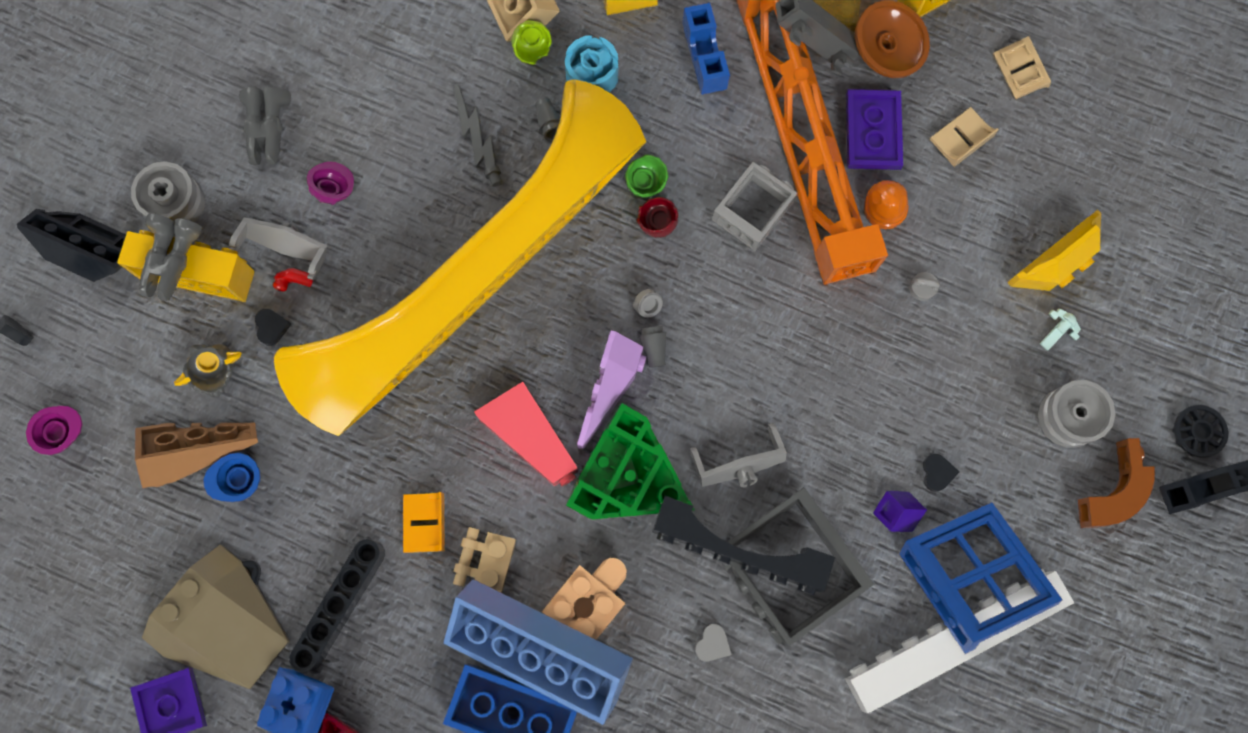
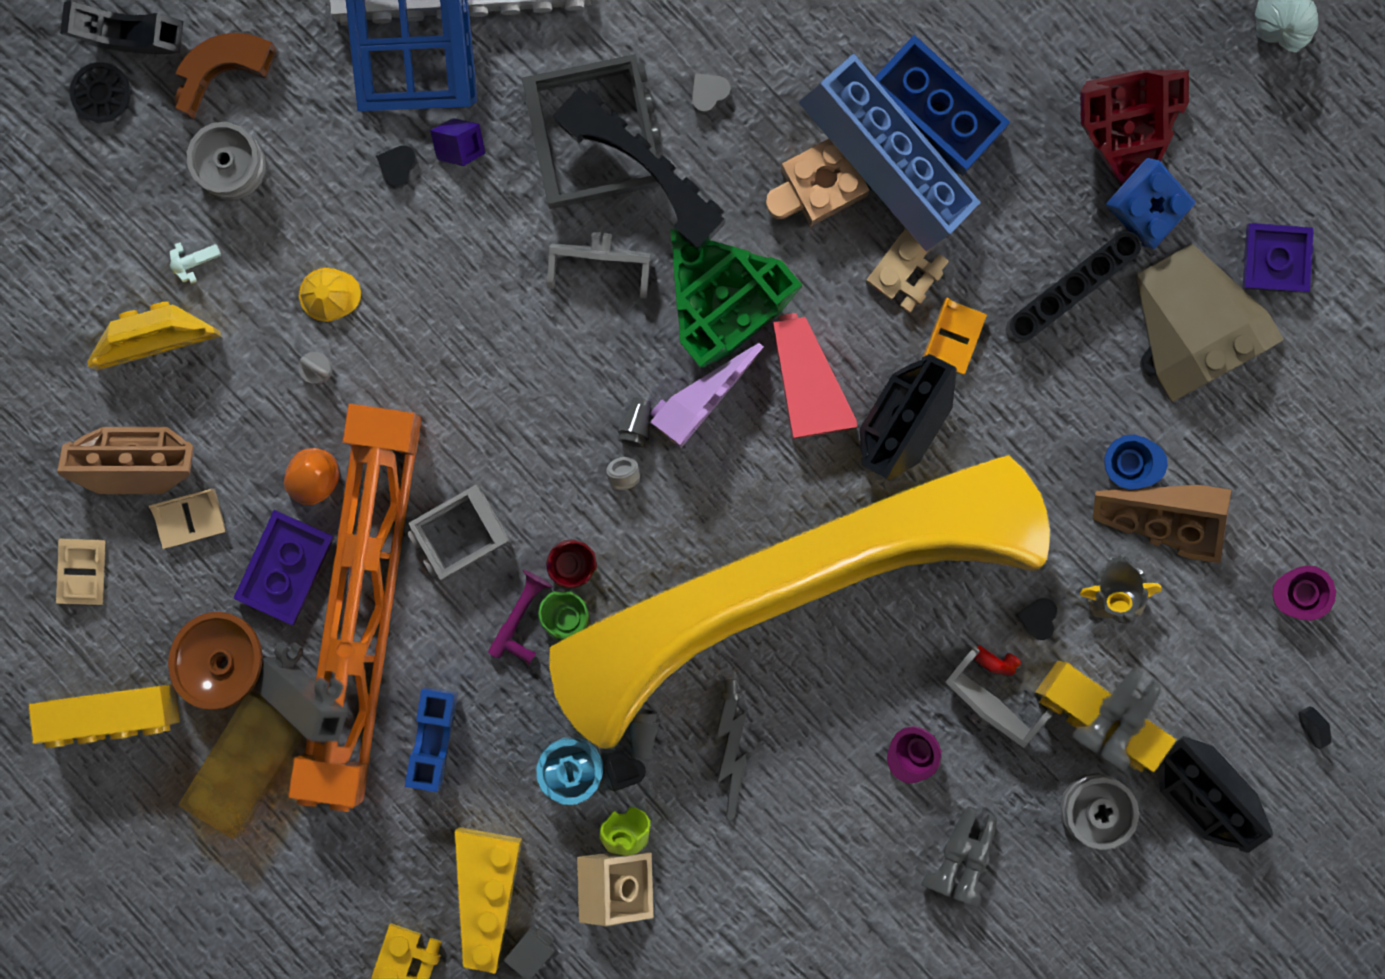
camera: 150 degrees left, 10 degrees up
(437, 436) = (907, 416): none -> black wedge
(550, 87) = (624, 771): none -> black tile
(679, 192) = (503, 641): none -> magenta piece
(941, 348) = (329, 294): none -> yellow piece
(1033, 156) = (127, 460): none -> medium nougat wedge

